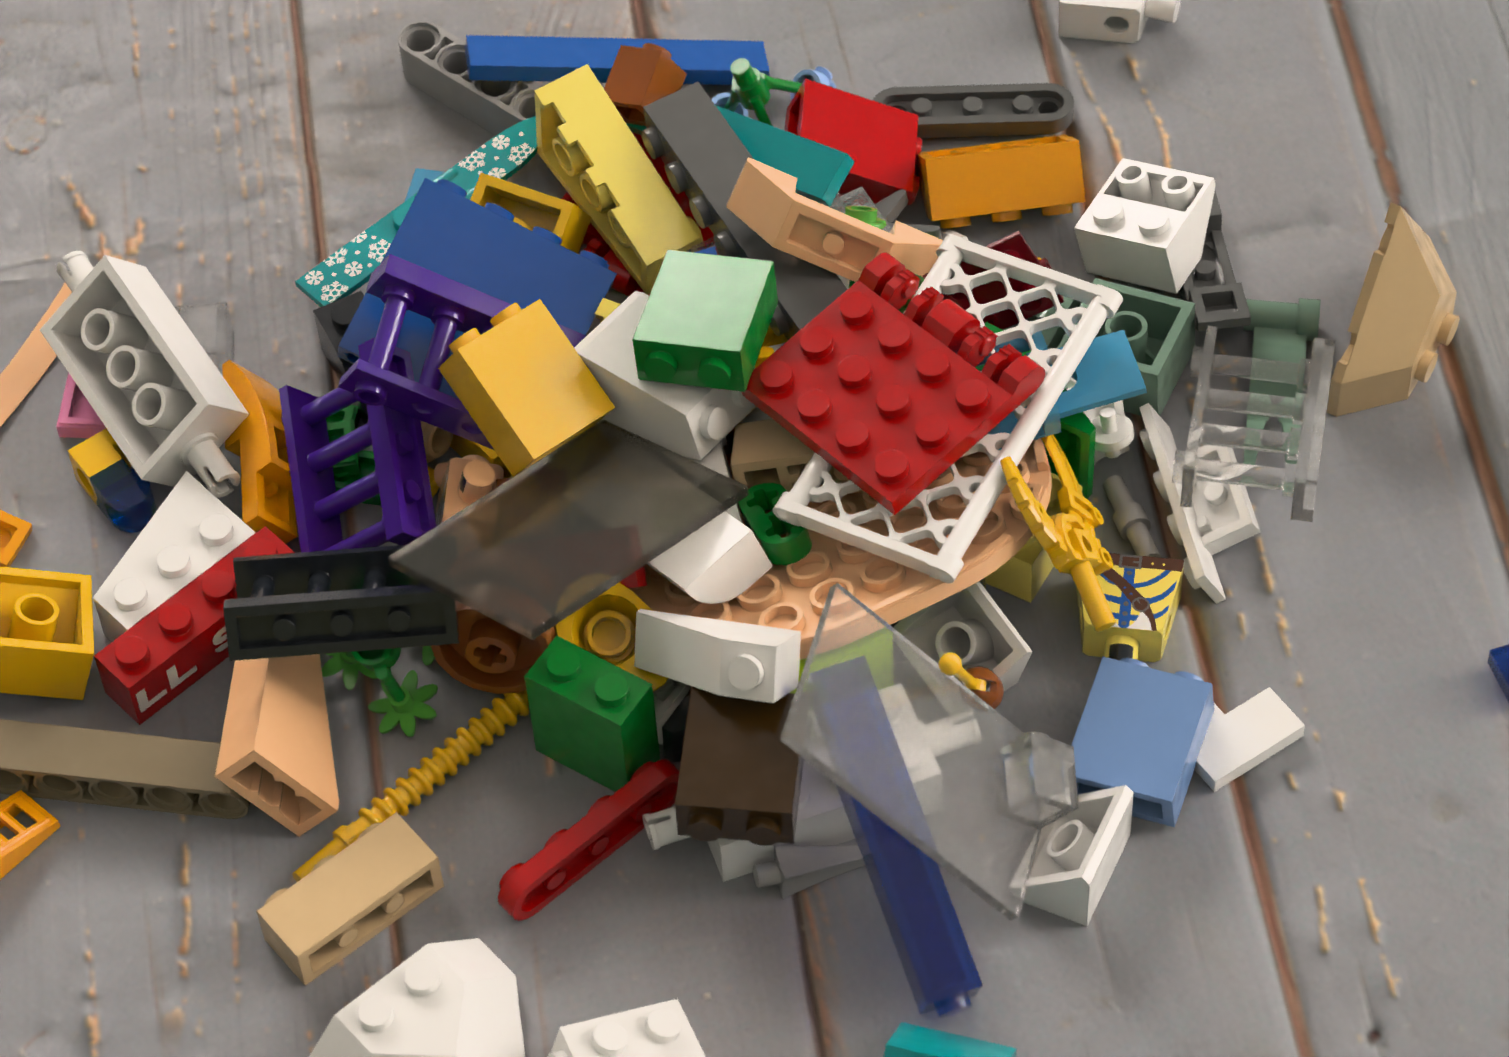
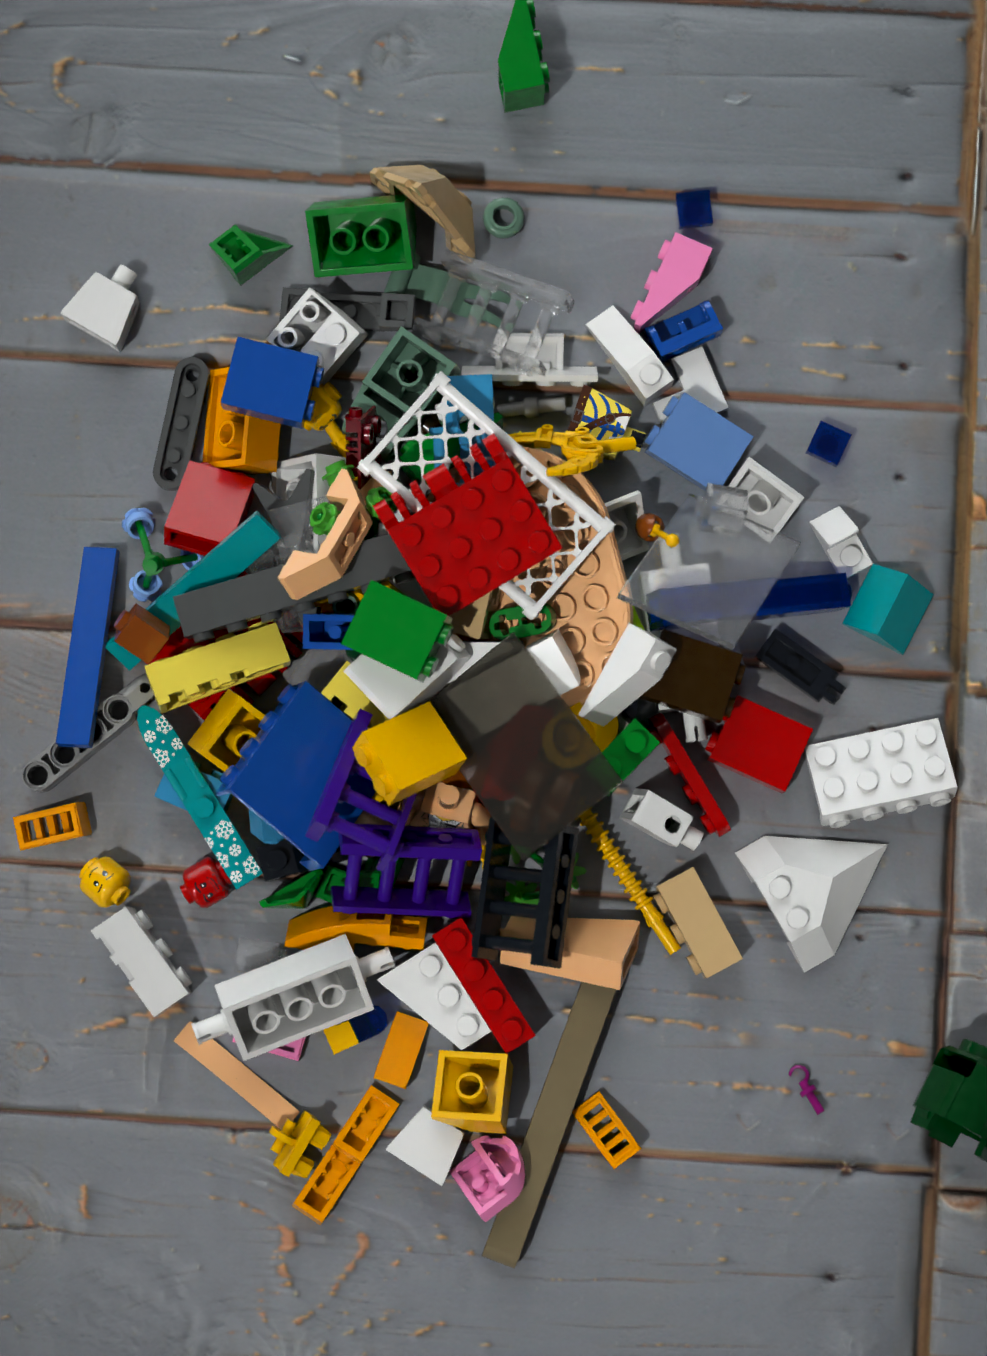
camera: 80 degrees left, 30 degrees up
(77, 545) = (401, 1050): none -> light orange slope
(185, 202) = (144, 960): none -> white wedge
(287, 149) = (105, 881): none -> yellow head
(295, 253) = (205, 883): none -> red head
(302, 362) = (297, 894): none -> green slope
(358, 94) = (79, 819): none -> light orange slope
(508, 800) = (649, 813): none -> white torso
(664, 928) = (759, 744): none -> red brick
(808, 965) = (799, 667): none -> black hinge
(1036, 993) = (840, 542): none -> white slope
(1052, 150) = (271, 383): none -> blue brick
(1055, 243) = (326, 407): none -> yellow head
(1199, 935) = (828, 443): none -> clear blue plate
(1246, 137) = (246, 252): none -> green slope
(1252, 633) = (630, 355): none -> white slope
(1315, 240) = (362, 235): none -> green slope
(1318, 697) = (684, 331): none -> blue hinge
(1399, 661) = (677, 276): none -> bright pink slope
(1417, 446) = (503, 204): none -> sand green piece

